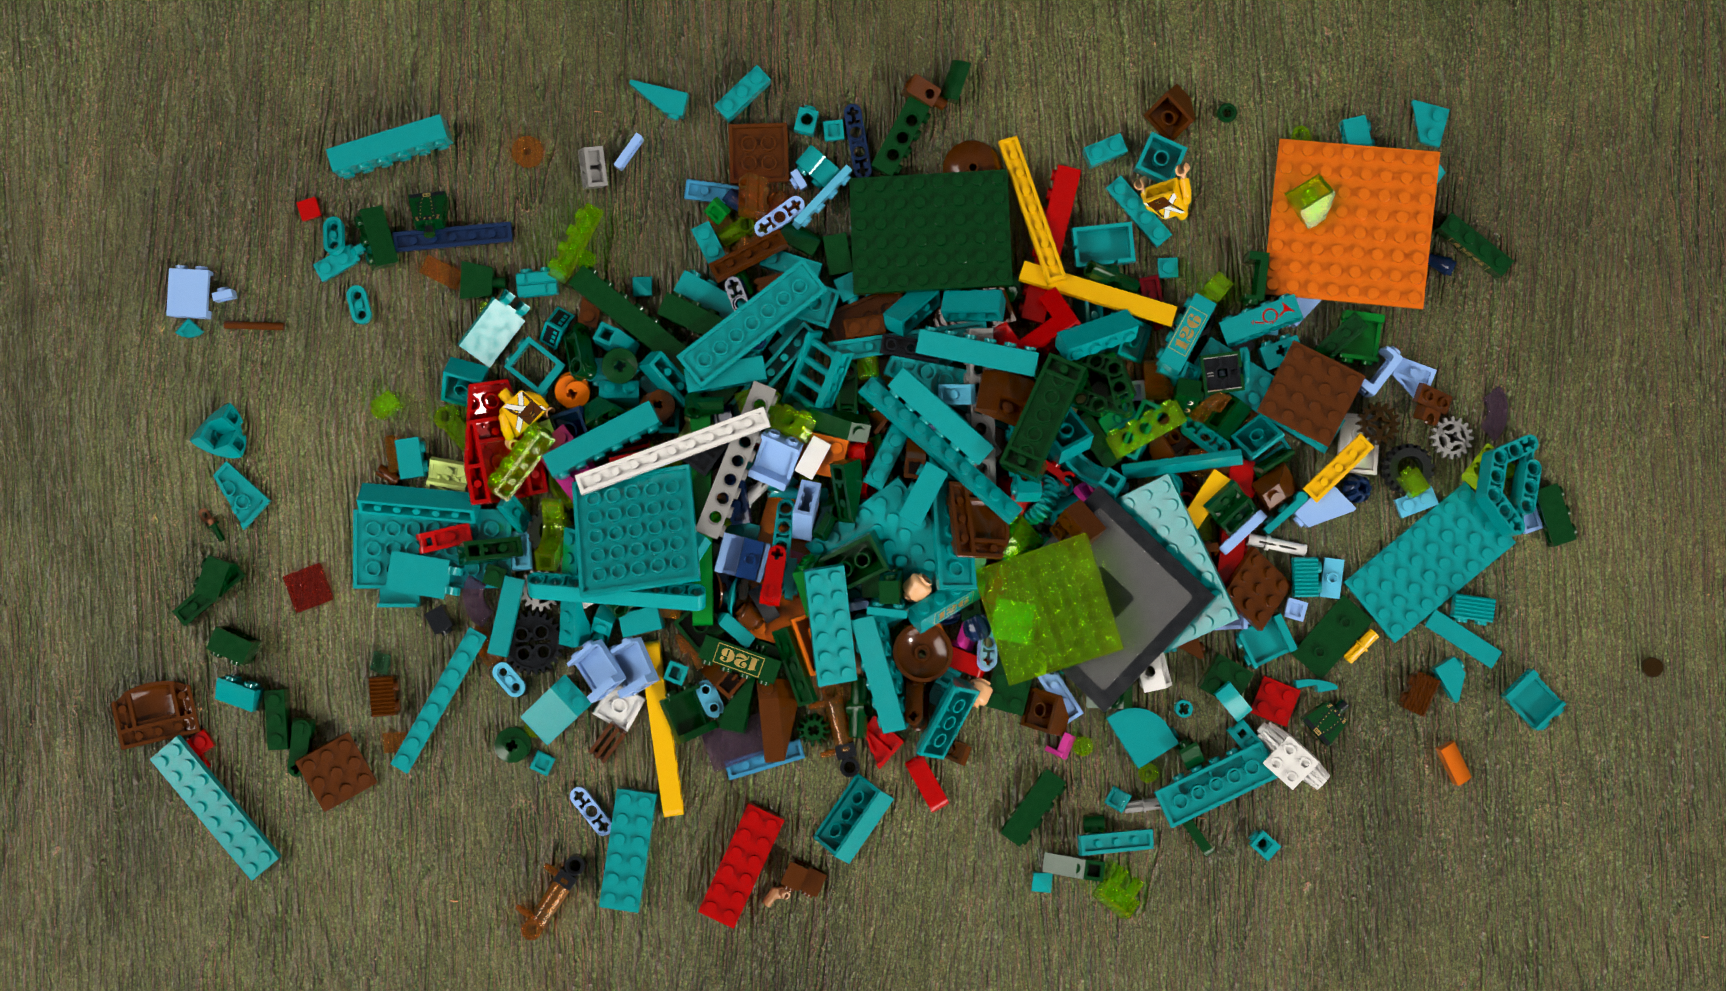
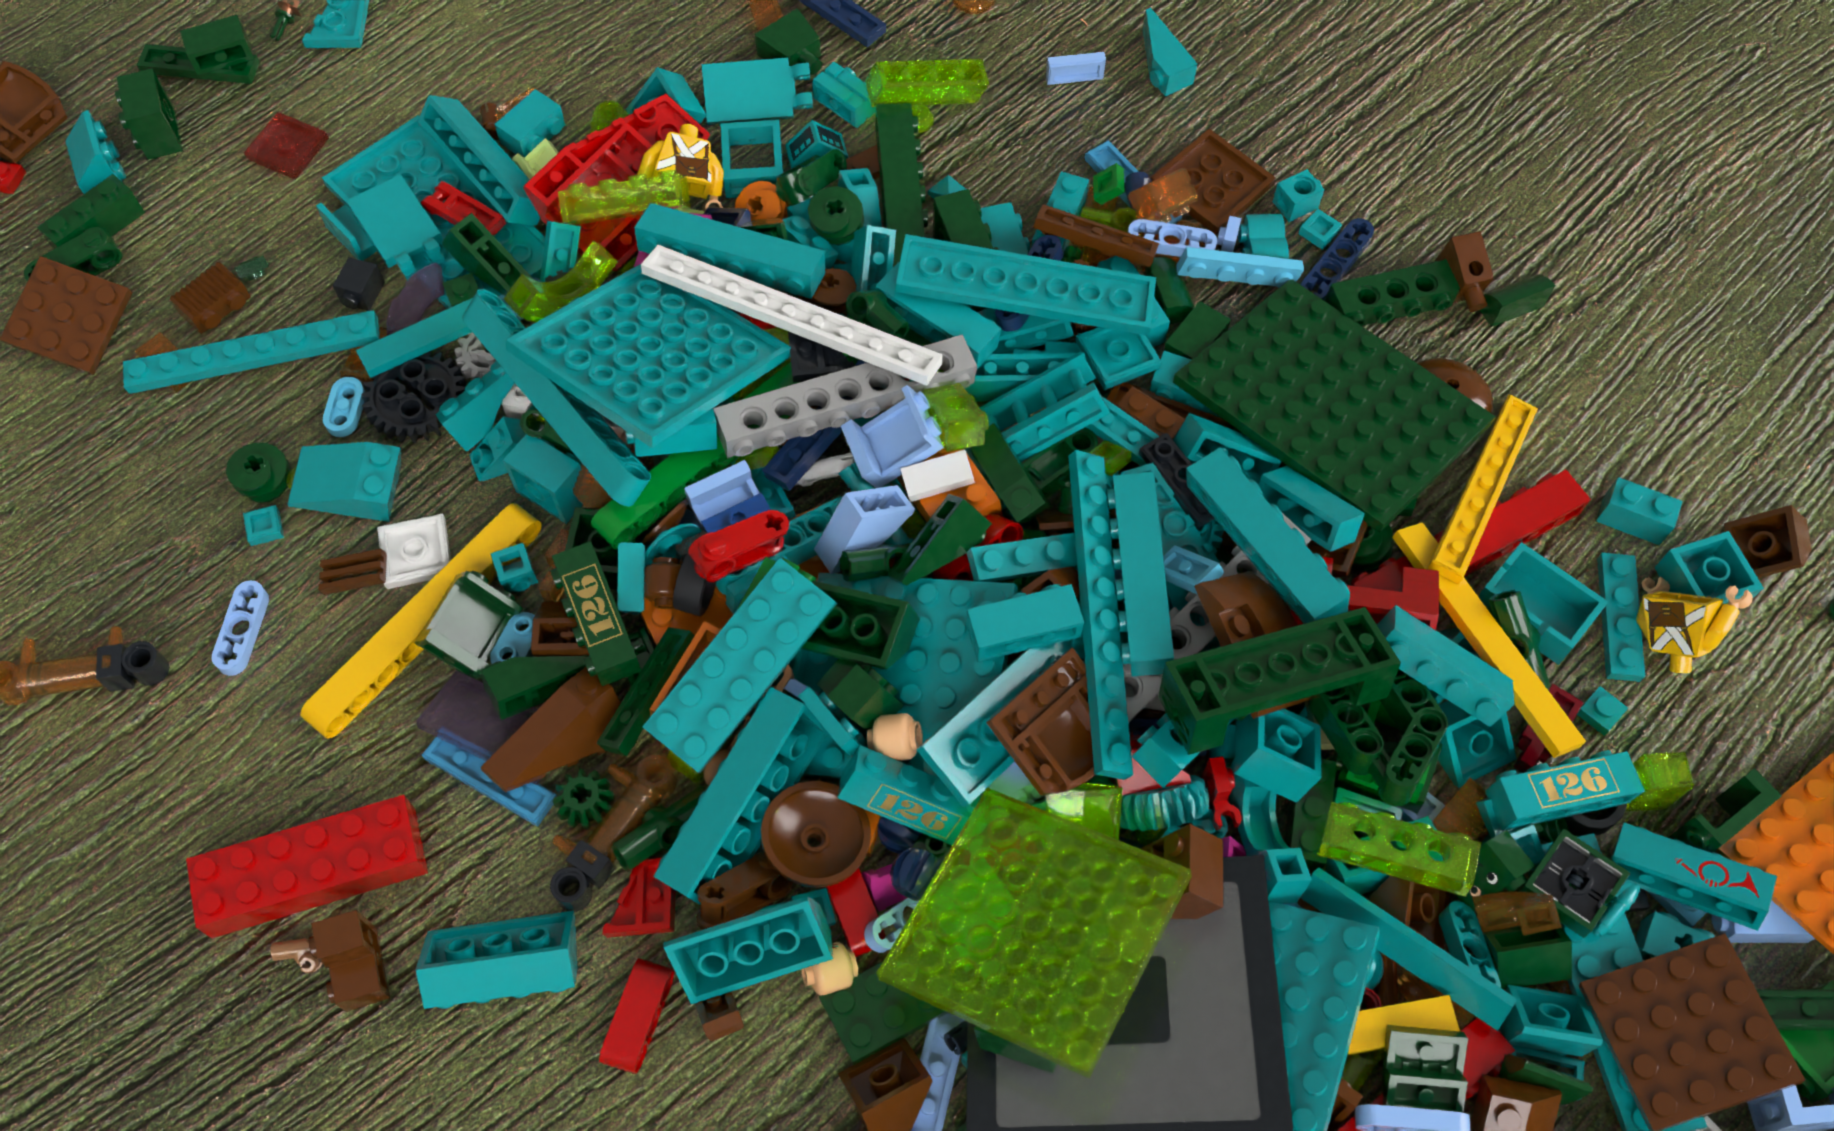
camera: 45 degrees right, 25 degrees down
(385, 405) = (569, 63): clear neon green brick -> none
(592, 167) = (1023, 46): light grey brick -> none
(597, 669) = (441, 482): light blue panel -> none
(628, 849) = (213, 709): teal brick -> none
(635, 664) = (481, 513): light blue panel -> none
(742, 94) = (1256, 116): teal brick -> none

